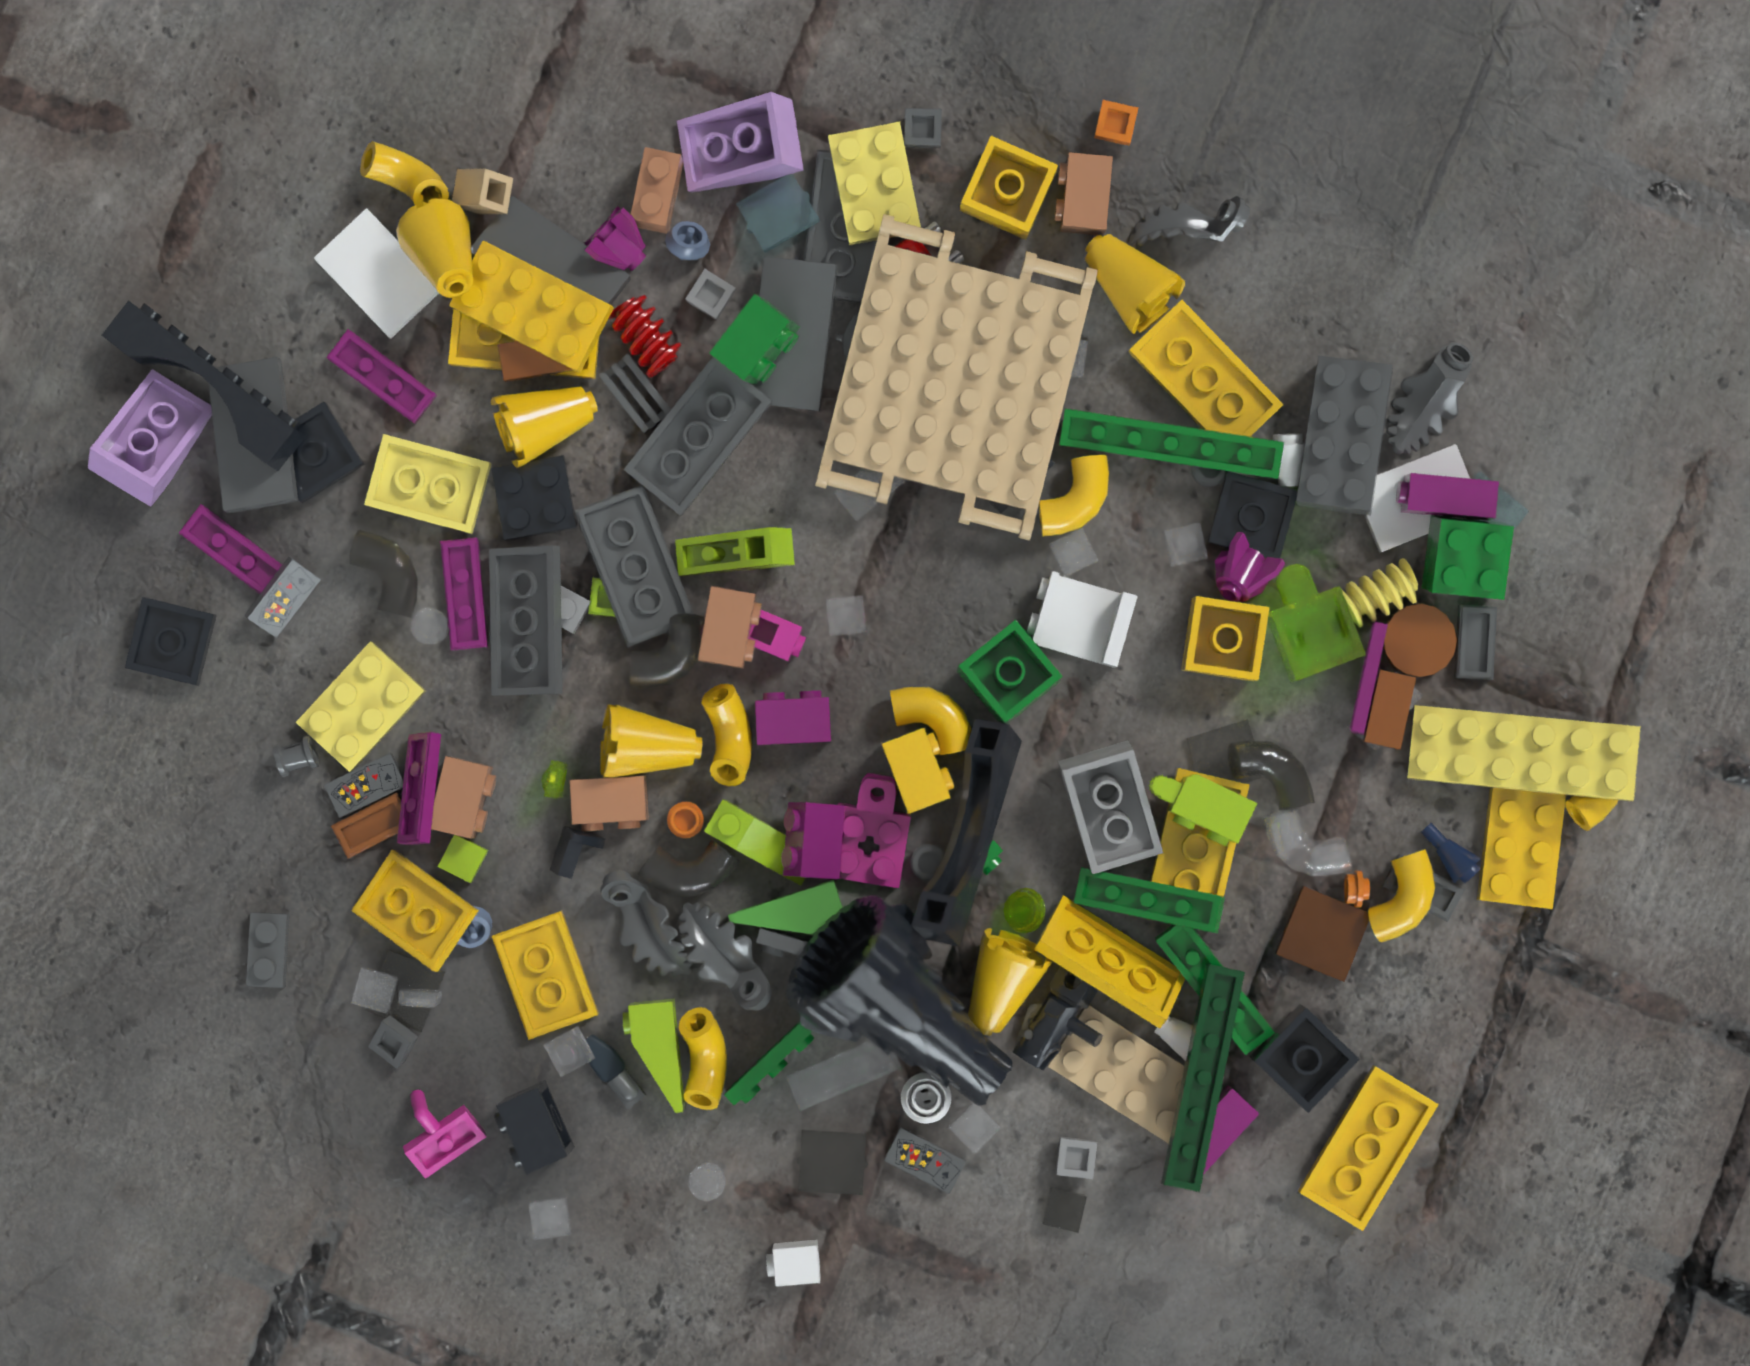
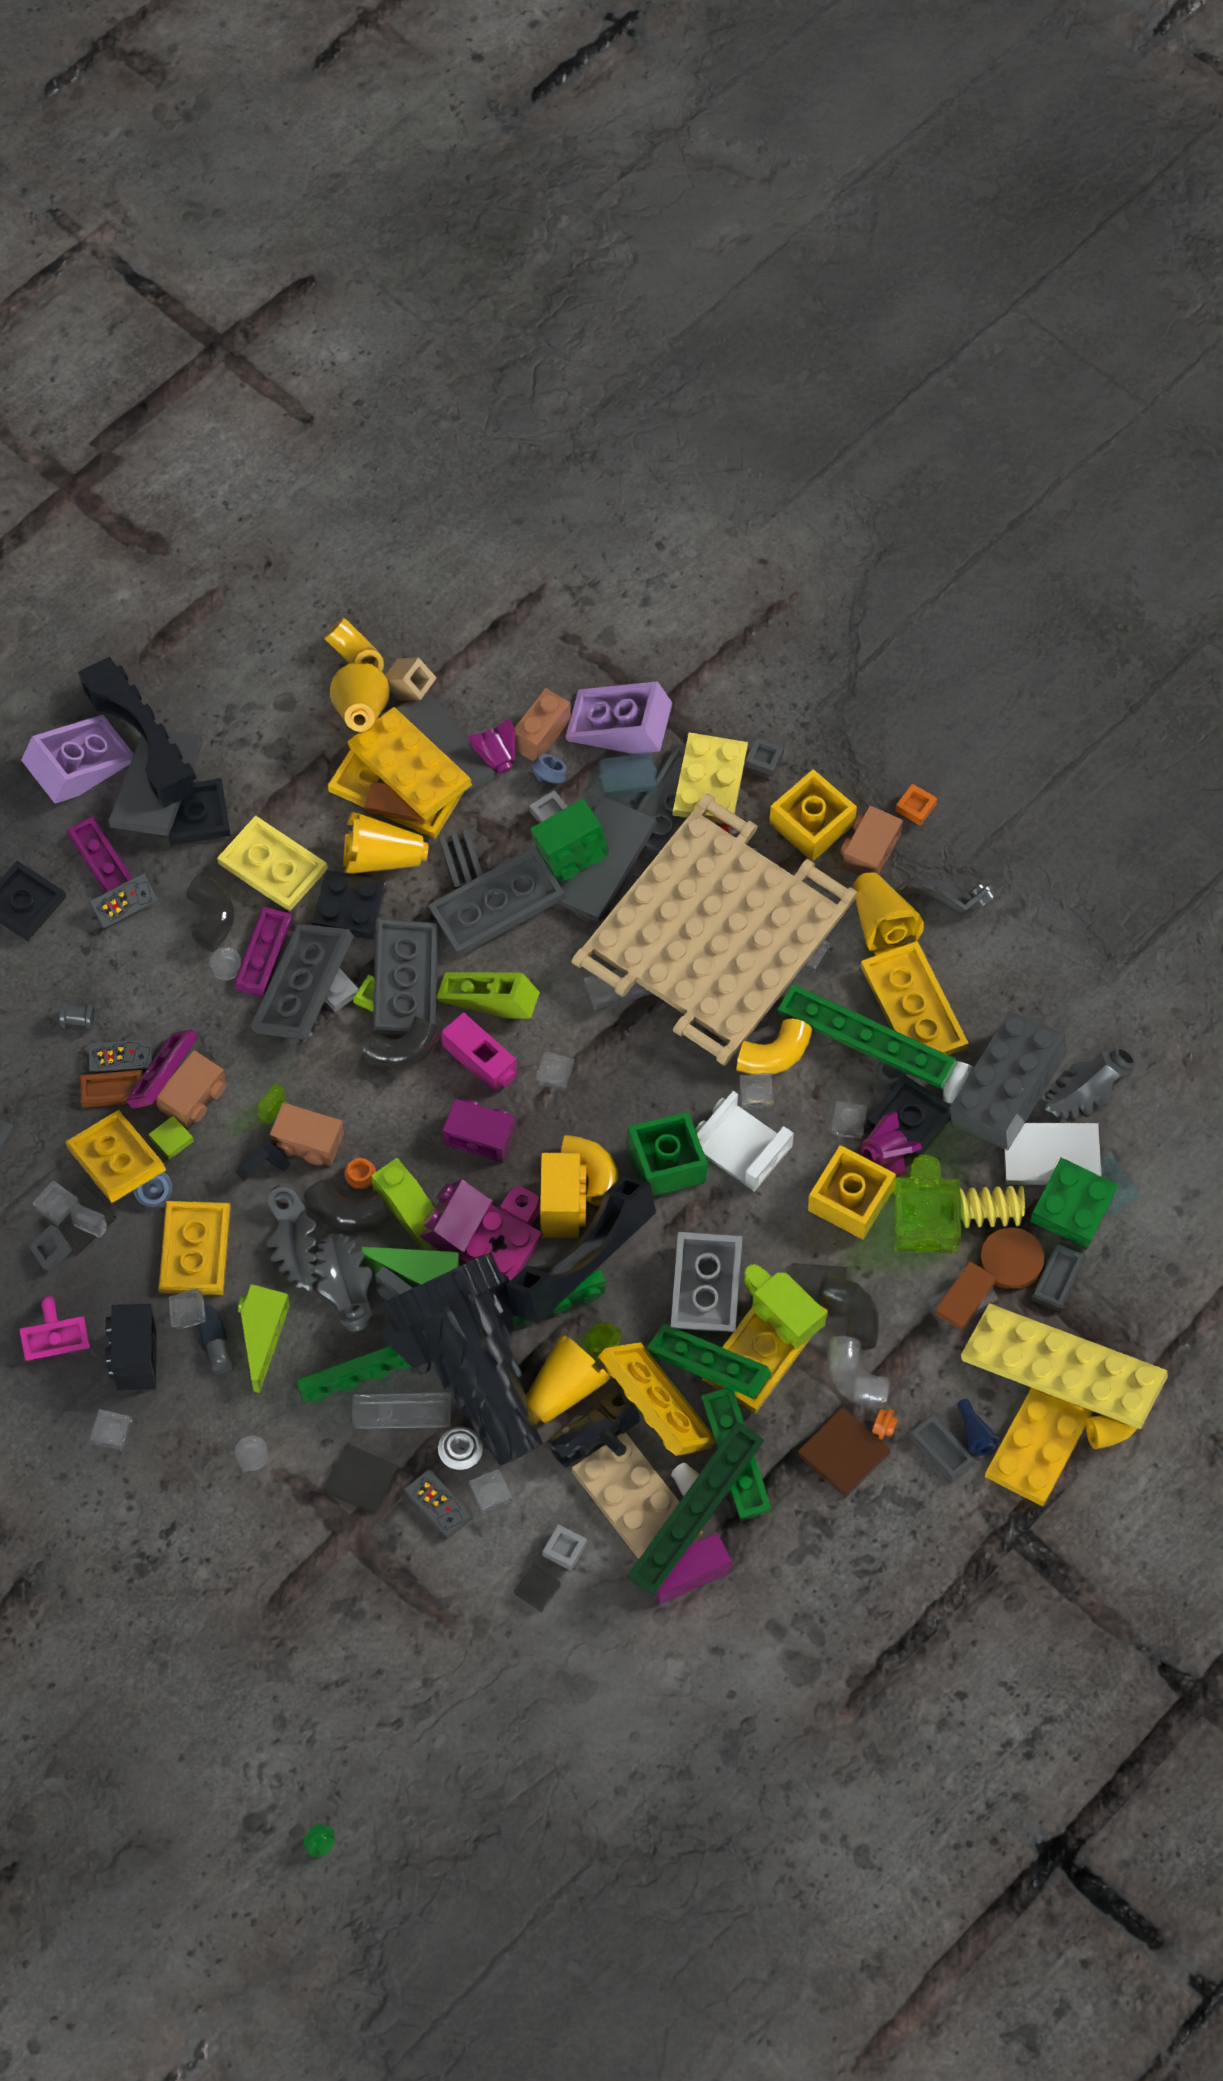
camera: 25 degrees right, 25 degrees down
(360, 706) = (145, 1000): light yellow plate -> none
(376, 273) = (304, 711): white tile -> none
(381, 376) = (272, 781): magenta tile -> none
(644, 743) = (355, 1100): yellow cone -> none
(645, 335) = (487, 819): red piece -> none
(707, 1058) = (296, 1351): yellow cylinder -> none
(728, 627) = (458, 1032): nougat brick -> none
(731, 734) = (426, 1119): yellow cylinder -> none
(794, 1263) = (294, 1539): white brick -> none
(1304, 1058) = (788, 1534): black brick -> none
(1368, 678) = (957, 1261): magenta tile -> none
(1368, 1147) = (814, 1633): yellow plate -> none
(1410, 902) = (926, 1444): yellow cylinder -> none
(1448, 496) = (1085, 1151): magenta brick -> none

